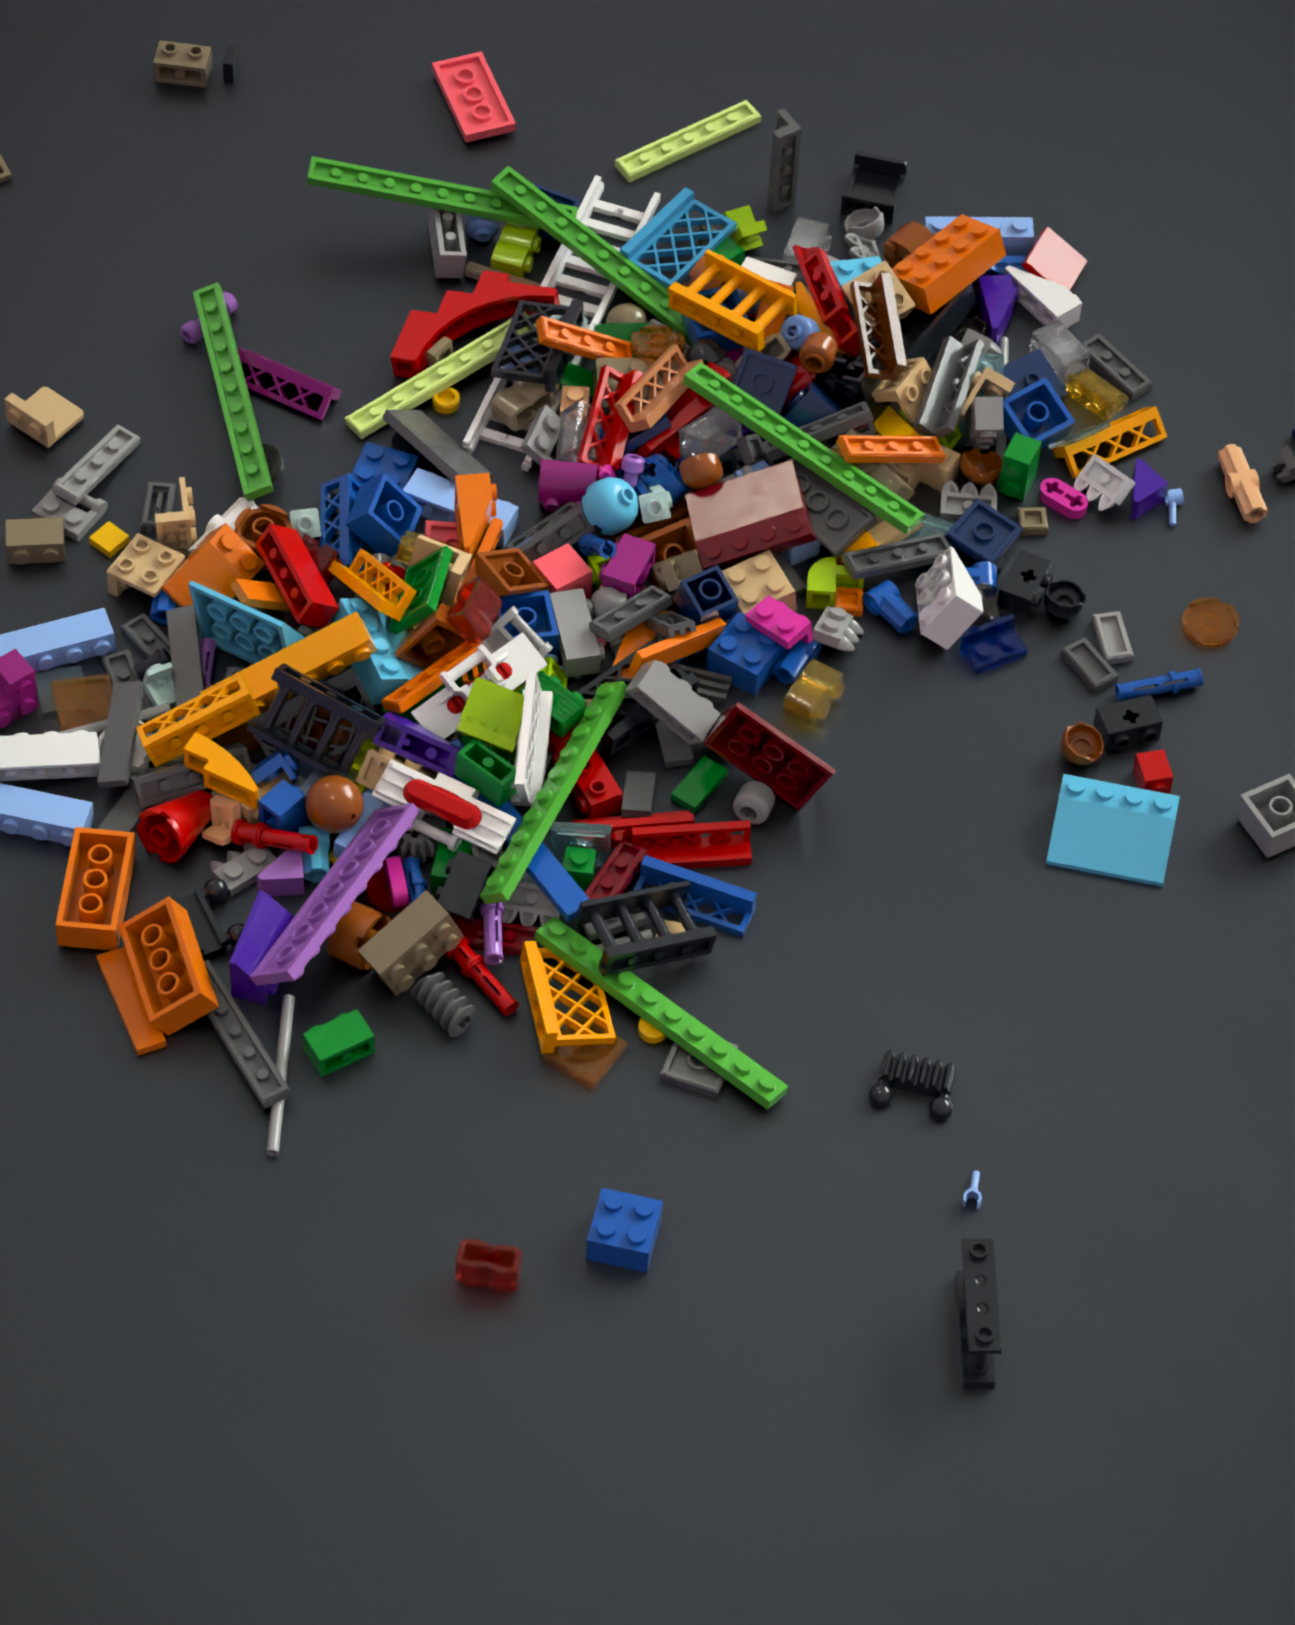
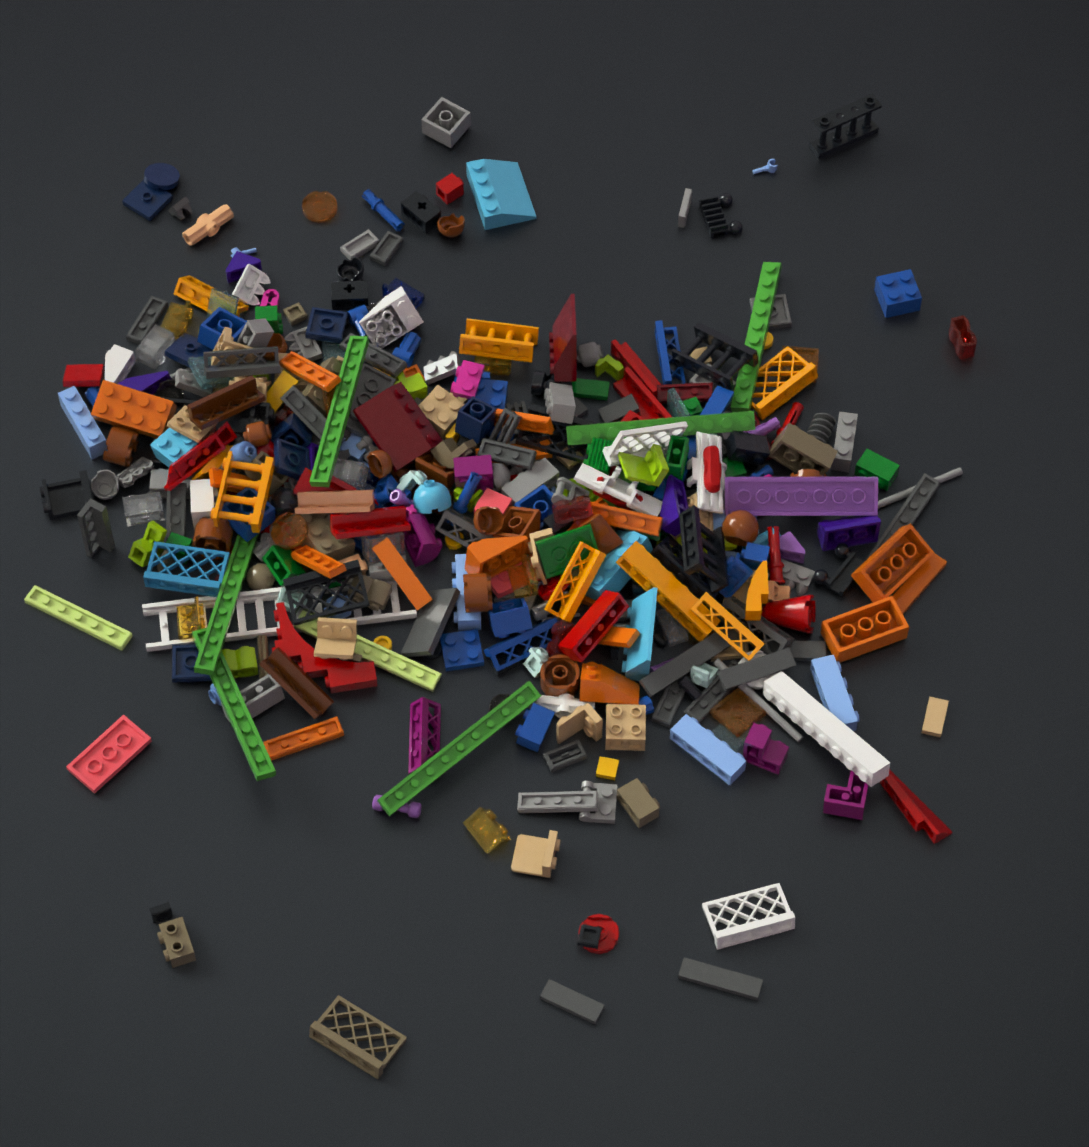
camera: 115 degrees left, 5 degrees up
(113, 388) = (486, 829): none -> clear yellow bracket
(212, 482) = (535, 727): none -> blue brick
(368, 276) = (304, 738): none -> orange tile
(409, 1025) = (844, 441): none -> light grey brick
(429, 480) = (477, 592): none -> dark orange brick
(440, 283) = (296, 683): none -> reddish brown fence
(461, 325) = (336, 638): none -> tan bracket
(519, 432) = (402, 574): none -> orange tile
(533, 538) = (488, 520): none -> dark orange hair
(606, 224) = (190, 619): none -> clear yellow bracket
(722, 813) = (611, 366): none -> lime bracket
(810, 691) = (499, 340): none -> light orange fence
(951, 1041) = (685, 206): none -> light grey tile

